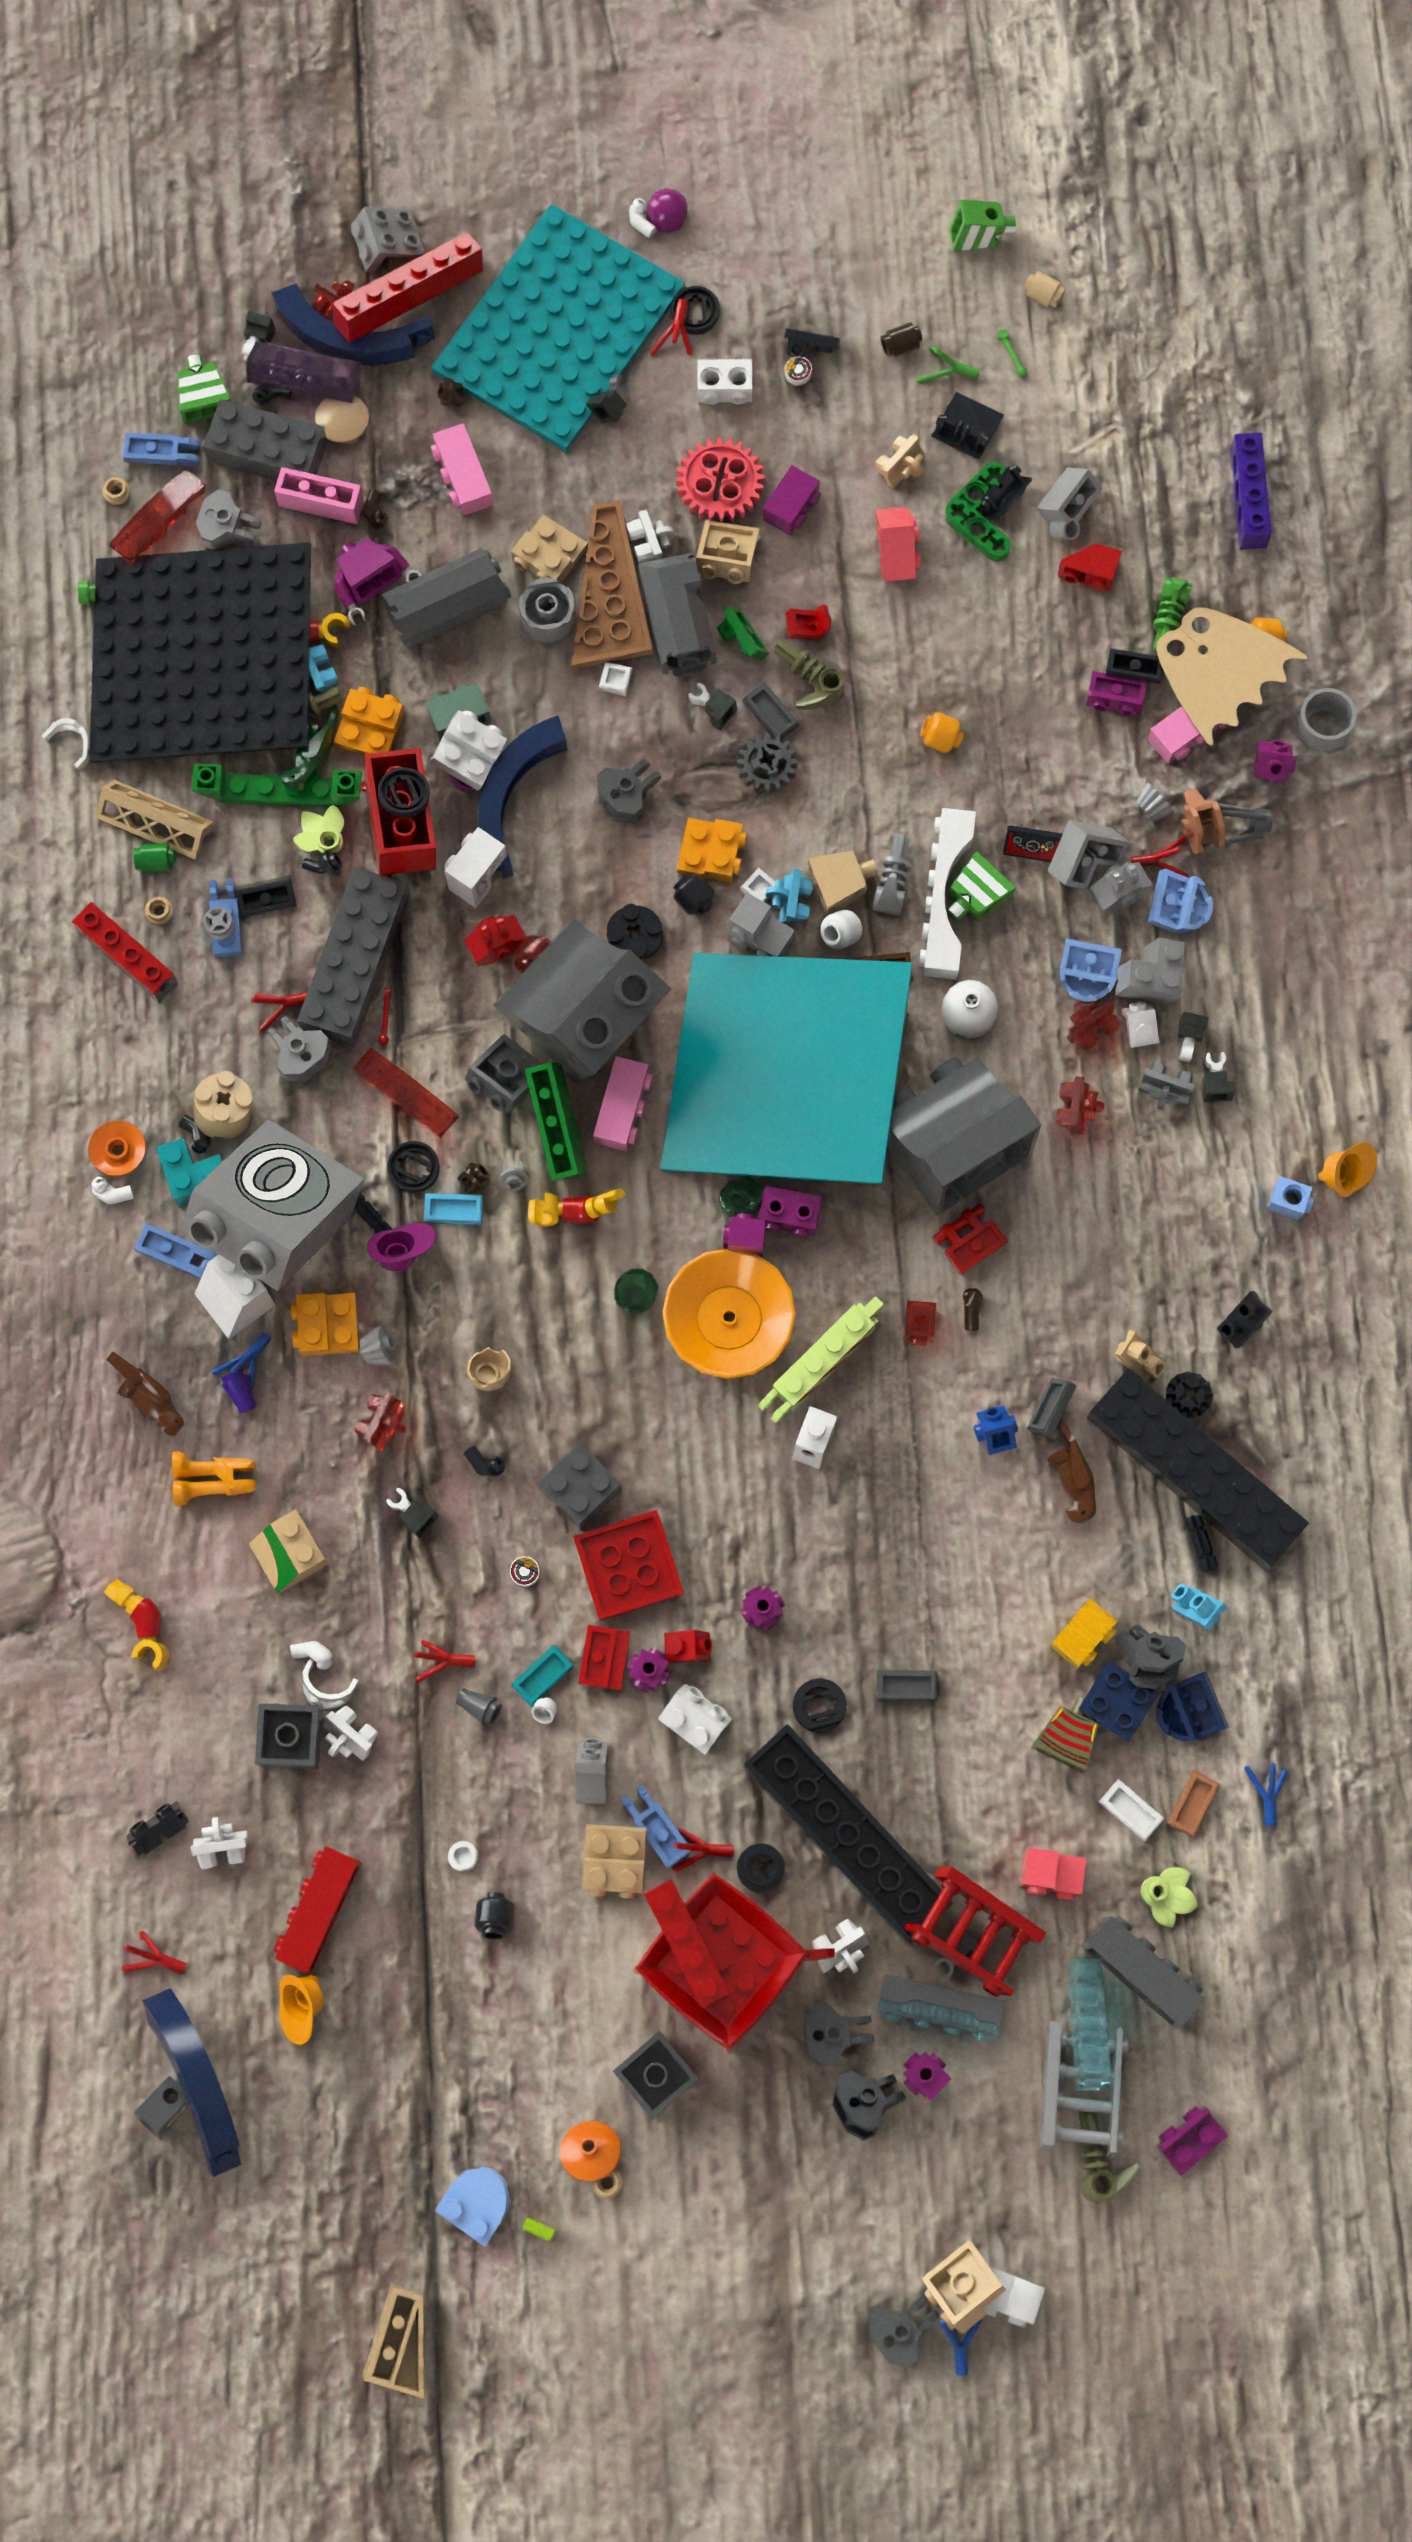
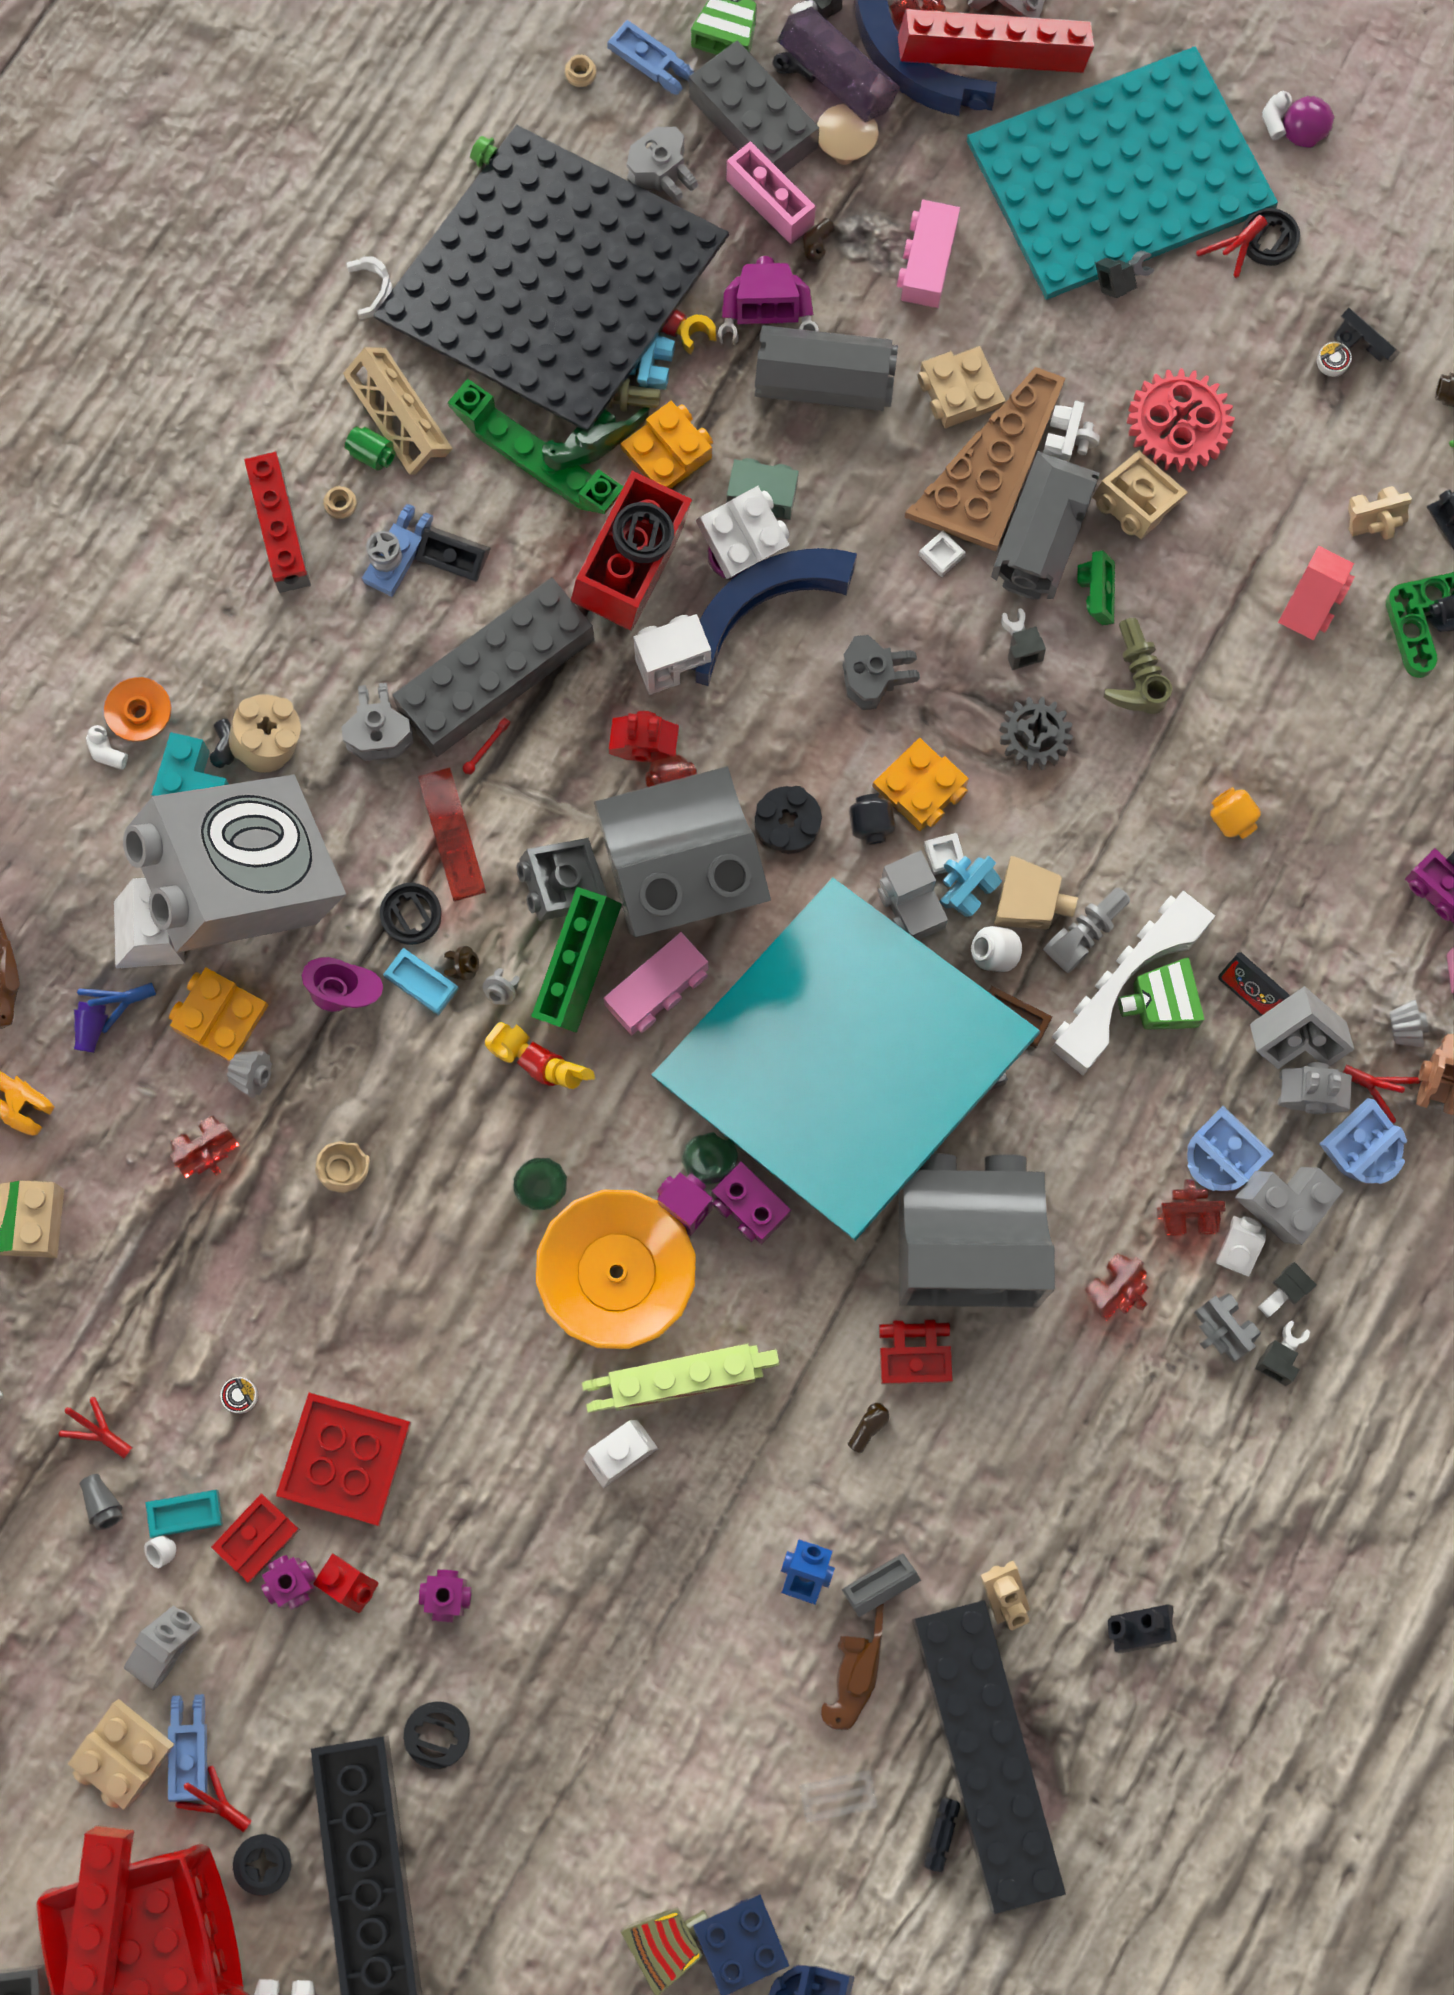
camera: 30 degrees right, 0 degrees up
(156, 515) = (610, 115): clear red slope -> none
(172, 1250) = (109, 828): medium blue plate -> none
(288, 1001) = (386, 658): red plant -> none
(319, 830) = (548, 521): yellowish green plate -> none
(328, 864) = (534, 560): black plate -> none
(370, 1215) = (335, 933): black axle -> none
(414, 1517) = (168, 1267): pearl dark grey piece -> none
(447, 393) = (965, 171): dark brown plate -> none
(484, 1466) = (272, 1260): black arm -> none
(542, 624) = (913, 460): light grey brick -> none
(580, 1486) = (349, 1345): dark grey brick -> none
(695, 1718) = (303, 1662): white bracket -> none
(725, 373) = (1256, 317): white brick -> none
(770, 711) = (1075, 683): dark grey tile -> none
(791, 500) = (1239, 484): magenta brick -> none
(808, 623) = (1172, 617): red bracket -> none
(906, 1685) = (538, 1775): dark grey tile -> none
(919, 1322) = (804, 1406): clear red brick -> none
(969, 1009) = (1068, 1127): white cylinder -> none
(1084, 1633) = (754, 1848): yellow brick -> none
(1151, 1654) = (806, 1922): dark grey hinge -> none
(1192, 1381) = (1021, 1679): black gear -> none
(1197, 1606) = (890, 1901): medium azure hips -> none
(1279, 1203) = (1262, 1526): light blue brick -> none
(1349, 1169) = (1361, 1542): light orange piece -> none

